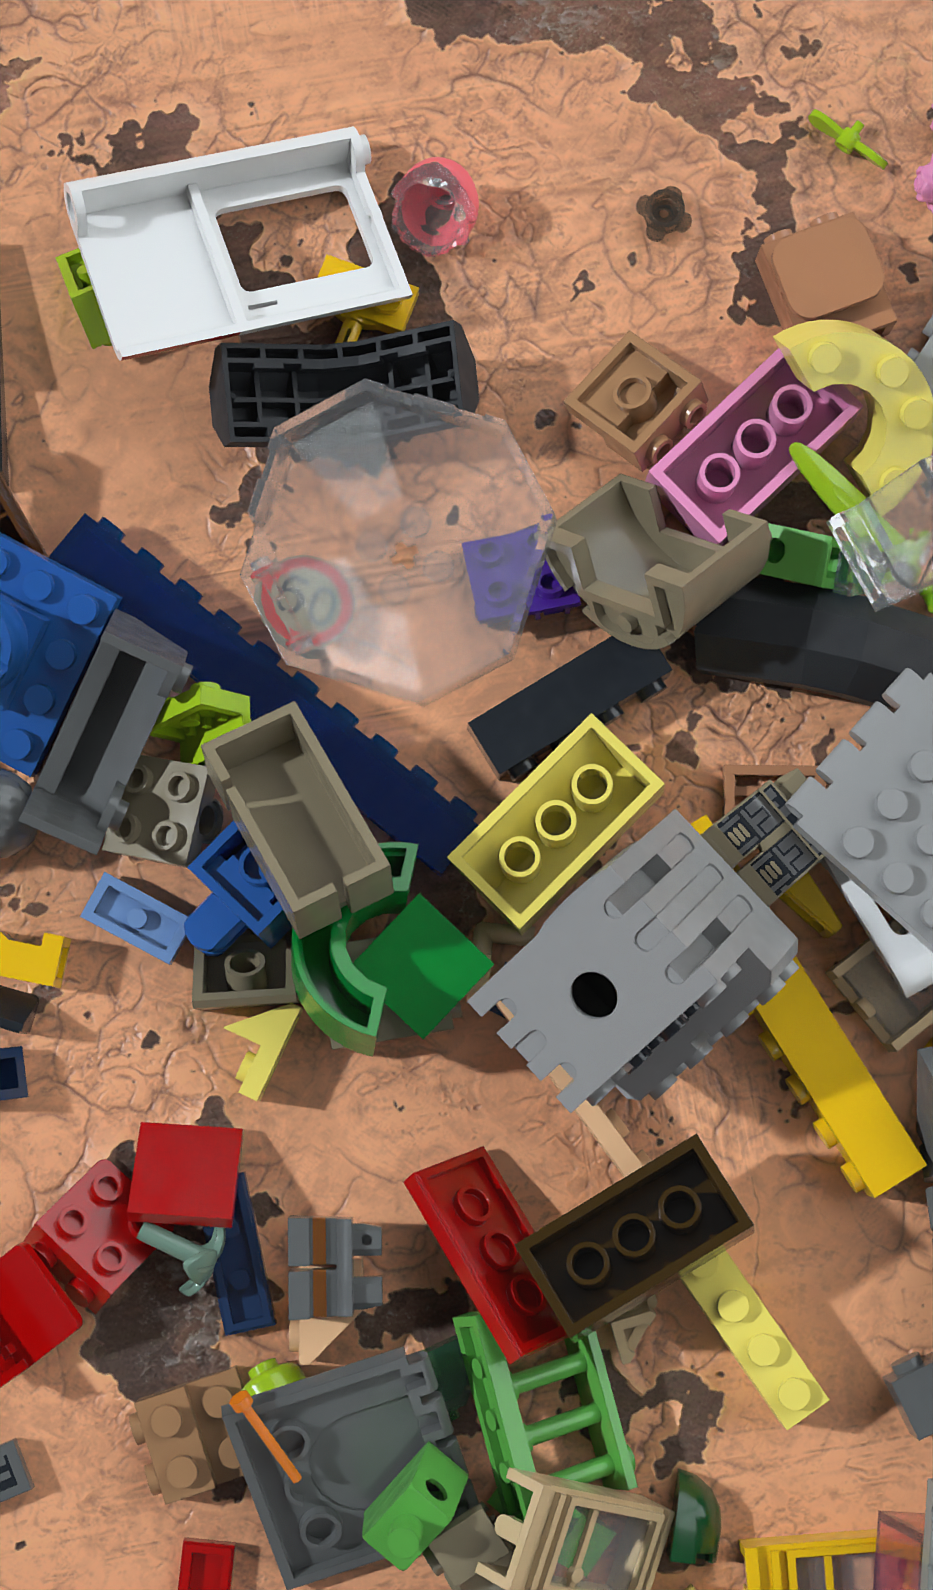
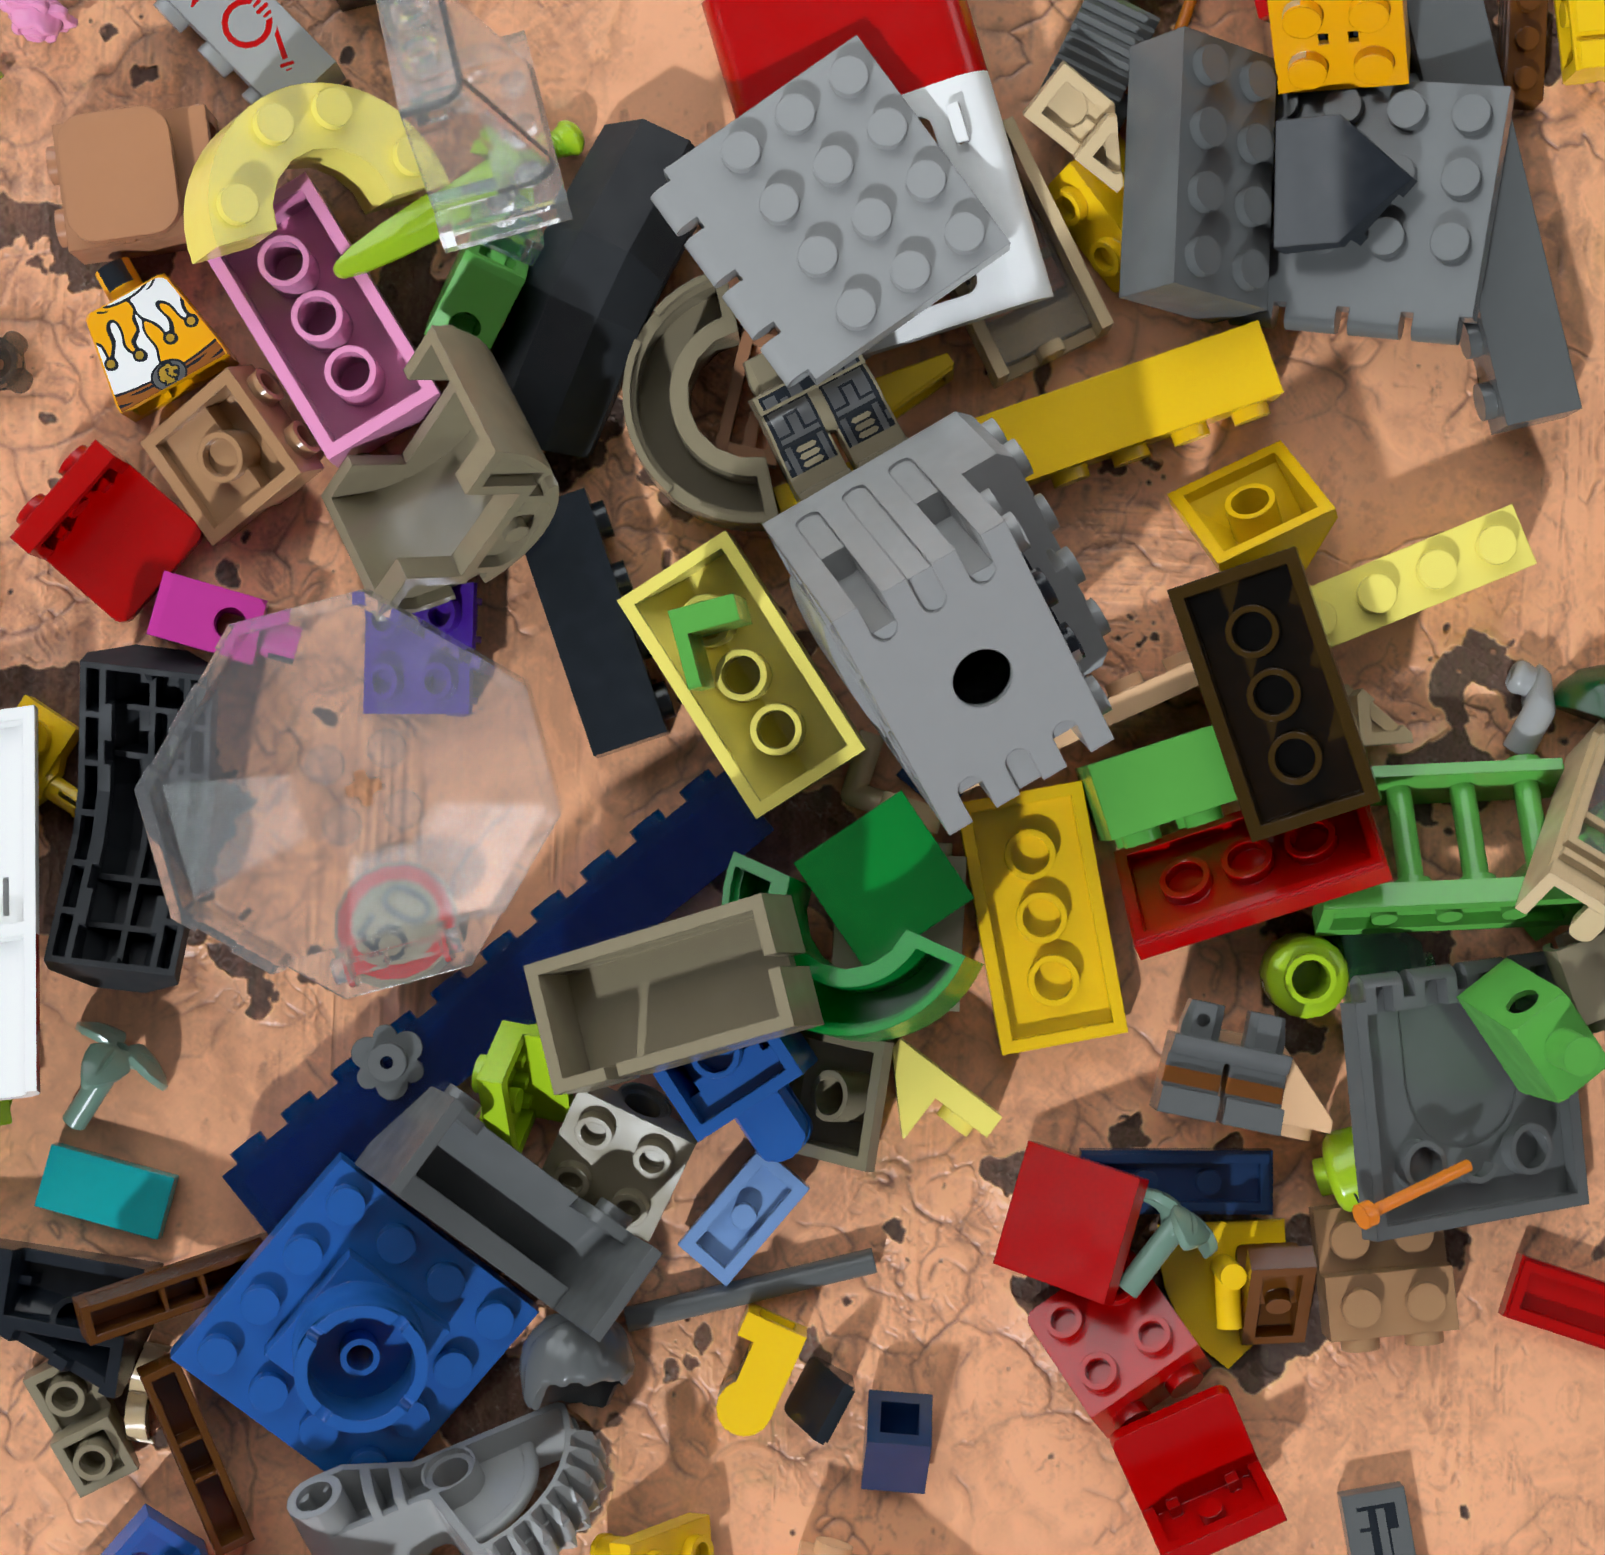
camera: 75 degrees left, 5 degrees up
(55, 431) = (106, 1190): none -> teal tile
(80, 937) = (750, 1290): none -> dark grey bar
(151, 407) = (106, 1064): none -> sand green plant
(158, 1318) = (1209, 1289): none -> yellow shield
(163, 1350) = (1276, 1292): none -> reddish brown slope
(209, 628) = (402, 1048): none -> dark grey plant
(419, 1100) = (1042, 919): none -> yellow plate
(419, 1317) = (1304, 975): none -> lime head
(510, 396) = (190, 611): none -> dark pink torso
(542, 1163) = (1155, 785): none -> bright green brick
(557, 321) = (107, 530): none -> red bracket
(579, 770) = (702, 620): none -> bright green panel
(673, 1460) = (1537, 703): none -> light grey arm
(708, 322) = (152, 341): none -> torso
(746, 714) = (657, 391): none -> dark tan brick
(778, 1197) = (1256, 509): none -> yellow slope

